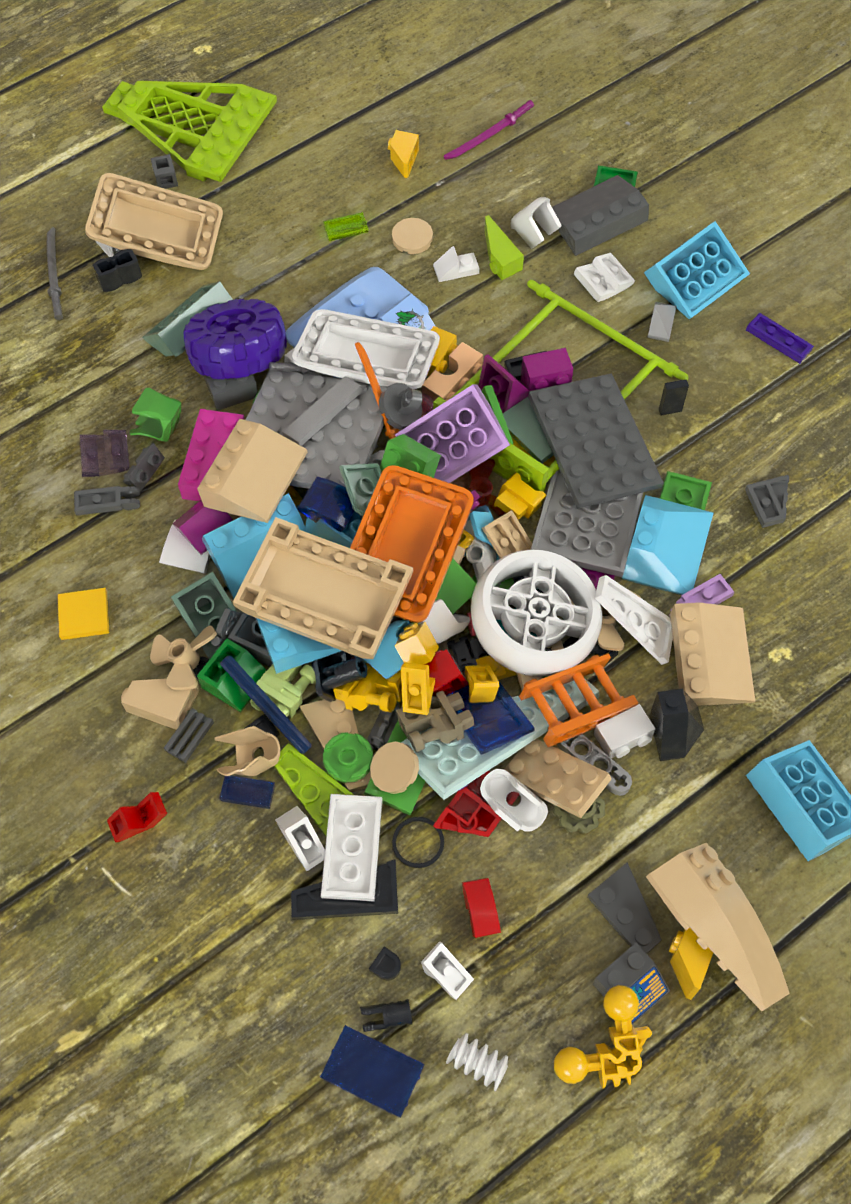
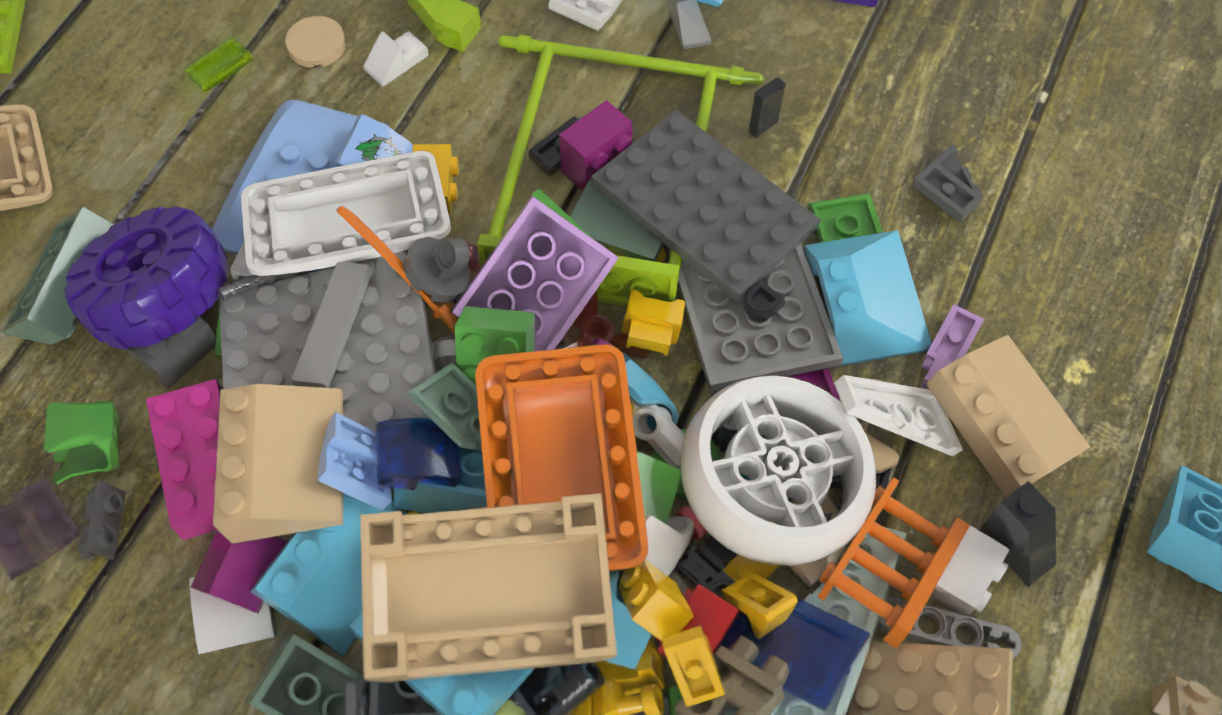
camera: 30 degrees left, 0 degrees up
(105, 500) = (65, 599): dark grey hinge -> none
(289, 490) = (350, 462): none -> light blue slope
(464, 363) = (478, 176): light nougat arch -> none
(505, 385) = (557, 181): magenta slope -> none
(507, 535) = (673, 382): tan slope -> none
(593, 515) = (762, 301): none -> black tile

